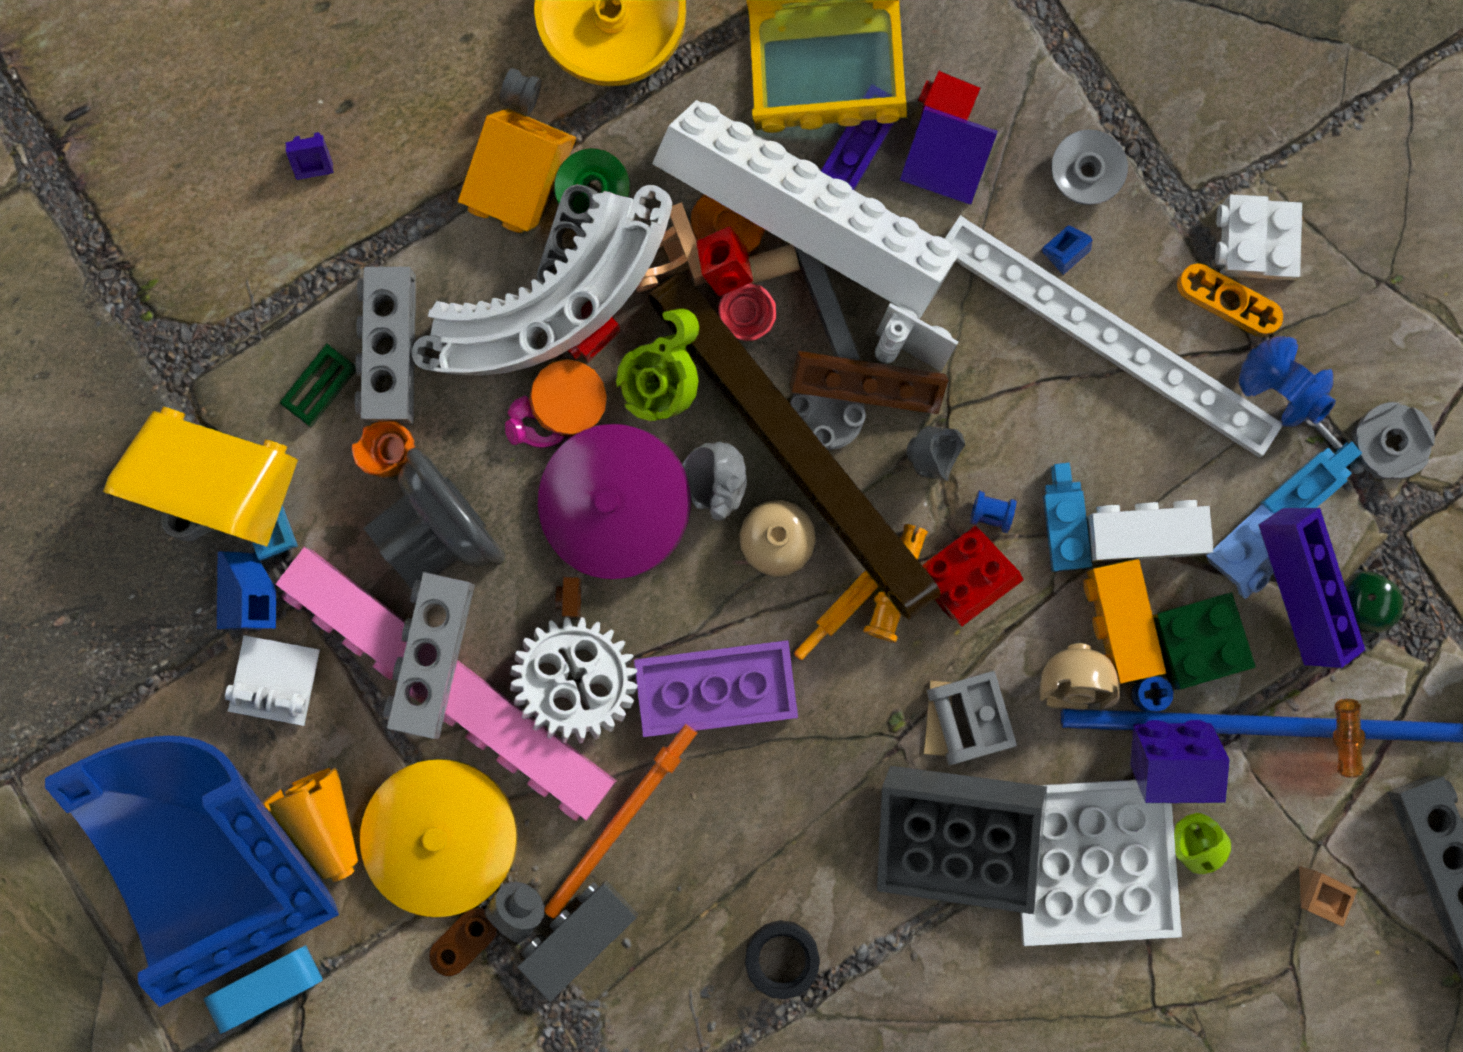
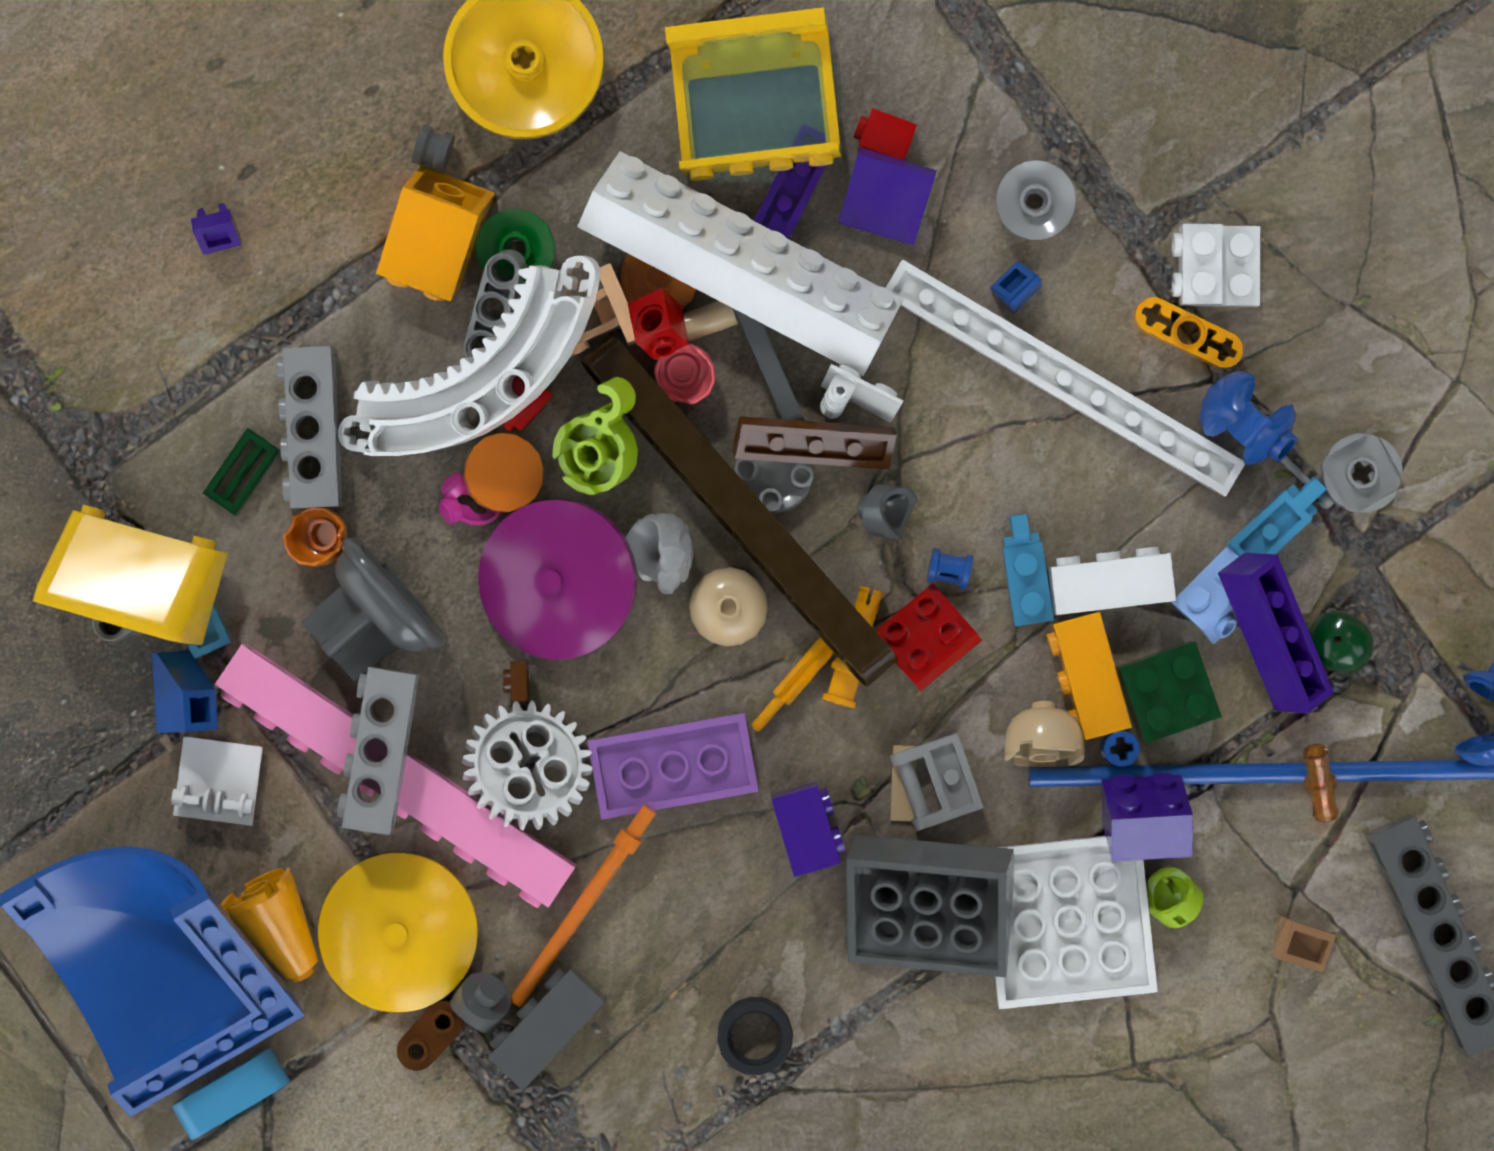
camera: 10 degrees left, 5 degrees up
(844, 756) = (806, 828): none -> dark purple brick

